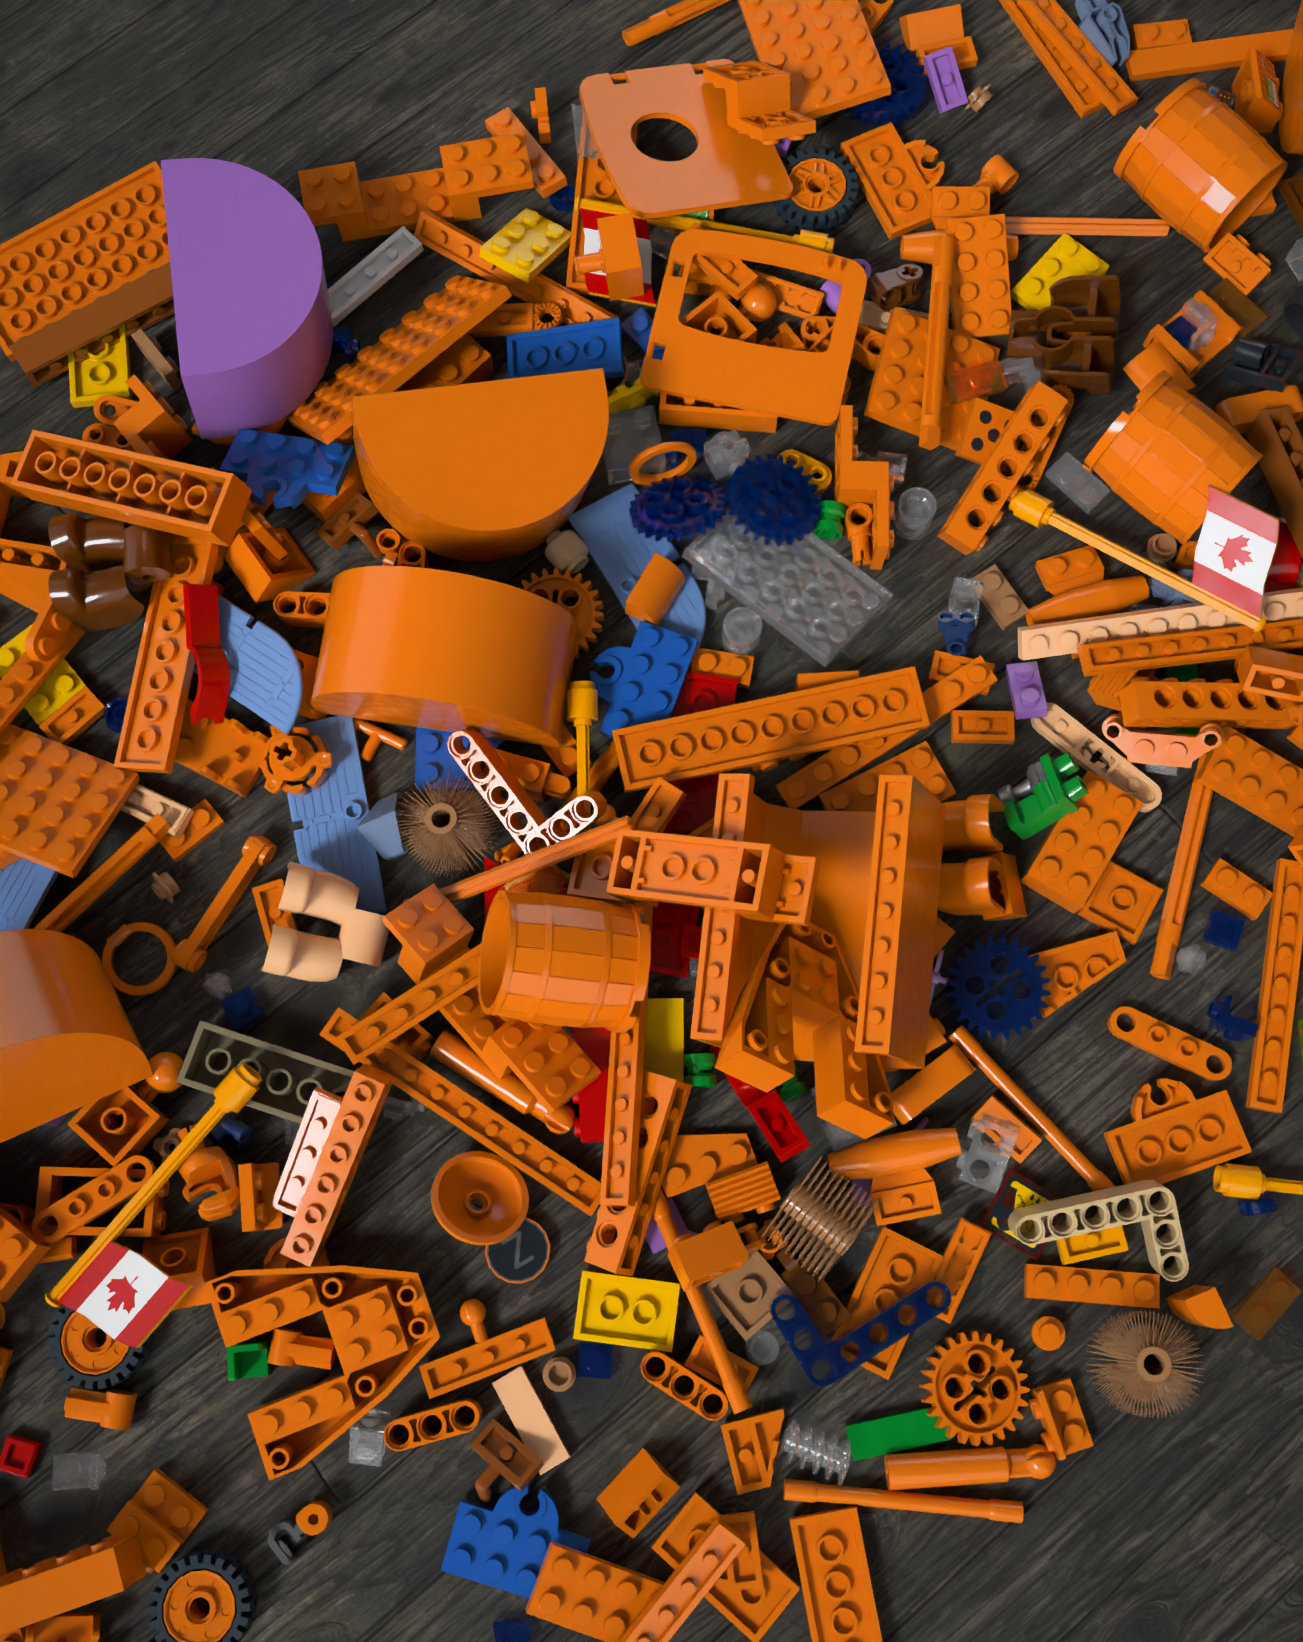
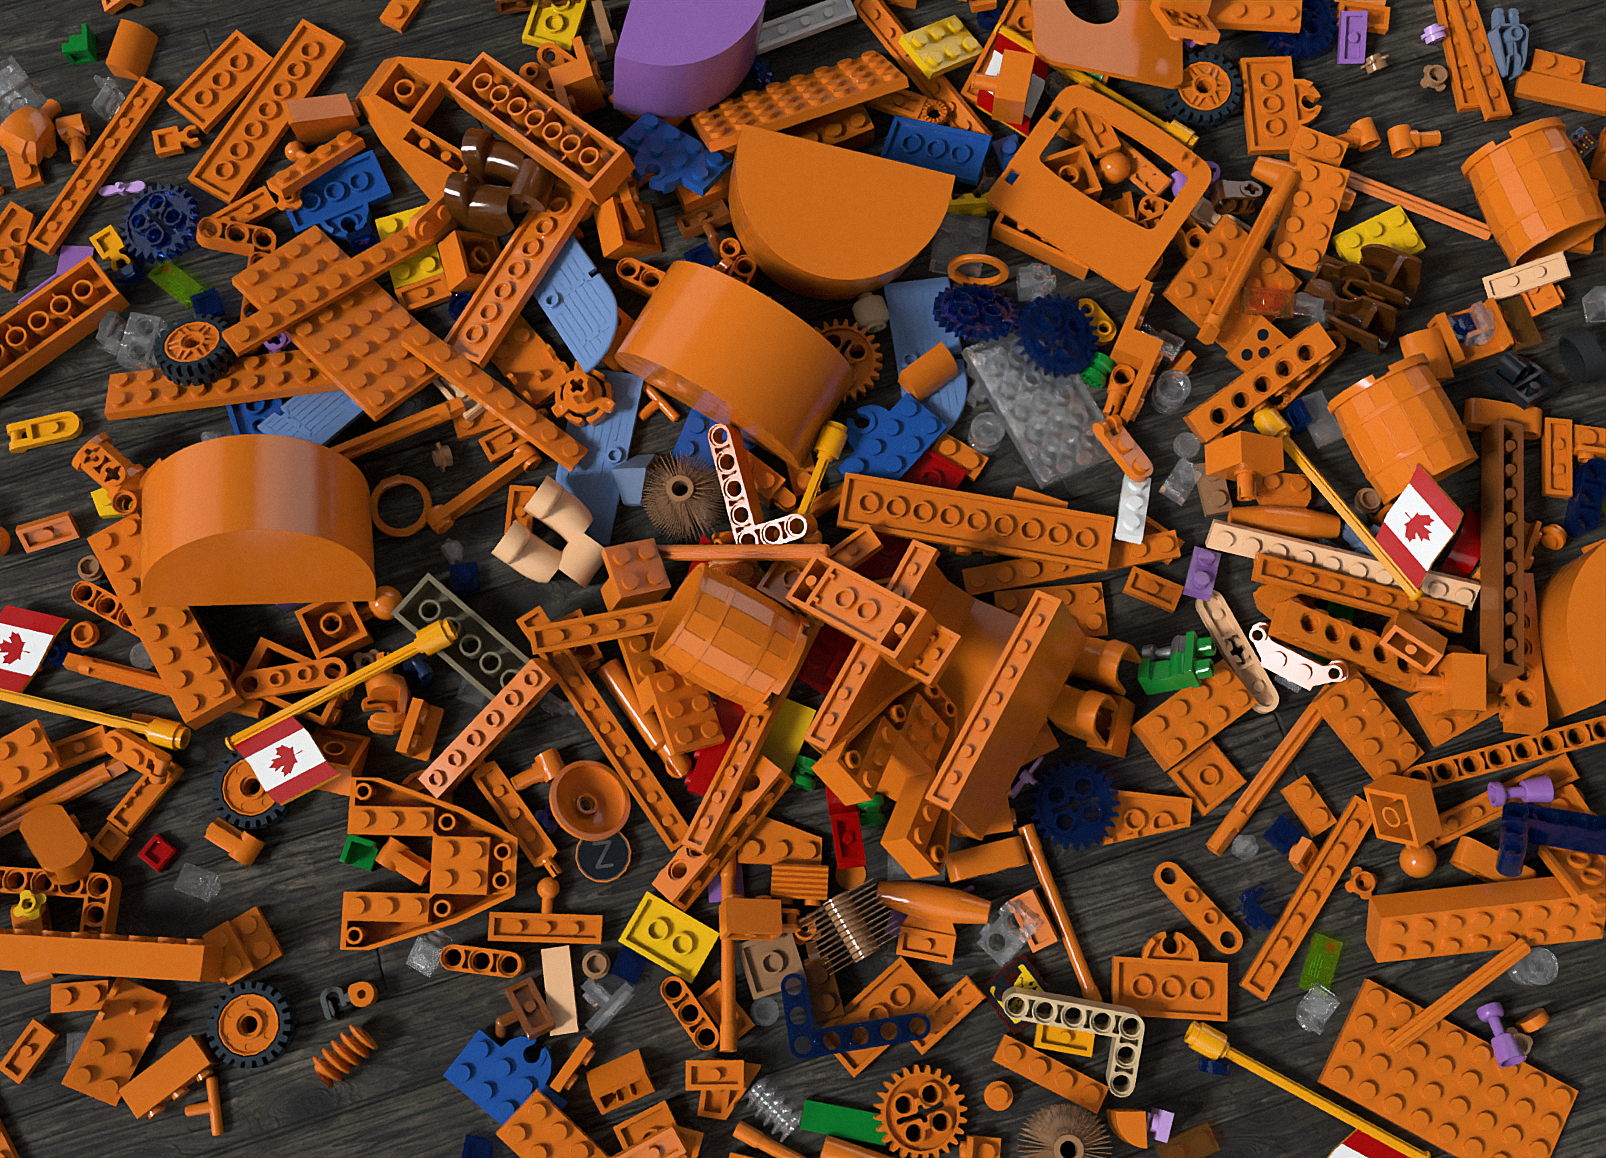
camera: 20 degrees right, 0 degrees up
(106, 661) = (467, 259): none -> orange slope
(196, 799) = (494, 397): none -> orange plate
(204, 643) = (549, 275): red piece -> none
(231, 835) = (503, 441): none -> orange hinge
(306, 1150) = (469, 707): tile -> none
(321, 1596) = (344, 1054): none -> orange piece
(360, 558) = (701, 255): none -> clear blue plate
(405, 1247) = (516, 816): none -> orange plate
(415, 1182) = (544, 769): none -> orange pin
(435, 1236) = (543, 816): none -> clear blue plate
(577, 1409) = (609, 1004): none -> clear bracket
(578, 1511) = (582, 1055): none -> orange plate
(689, 435) = (1011, 257): clear blue bracket -> none
(739, 1442) = (714, 1075): none -> orange plate
(794, 1166) = (850, 877): none -> orange sticker
(891, 591) = (1123, 448): none -> orange plate
(913, 478) = (1182, 362): none -> orange plate
(927, 650) = (1132, 510): none -> white plate
(953, 562) = (1186, 445): none -> clear plate
(956, 631) = (1163, 502): dark blue plate -> none
(1022, 553) = (1244, 459): none -> orange brick
(1025, 47) = (1433, 34): none -> lavender plate
(1041, 85) = (1439, 73): none -> medium nougat plate
(1043, 166) = (1406, 141): none -> orange pin
(1055, 487) = (1299, 415): none -> clear blue tile
(1224, 256) = (1527, 277): none -> light nougat tile
(1233, 1292) = (1159, 1124): none -> lavender plate
(1253, 943) = (1302, 854): none -> orange plate

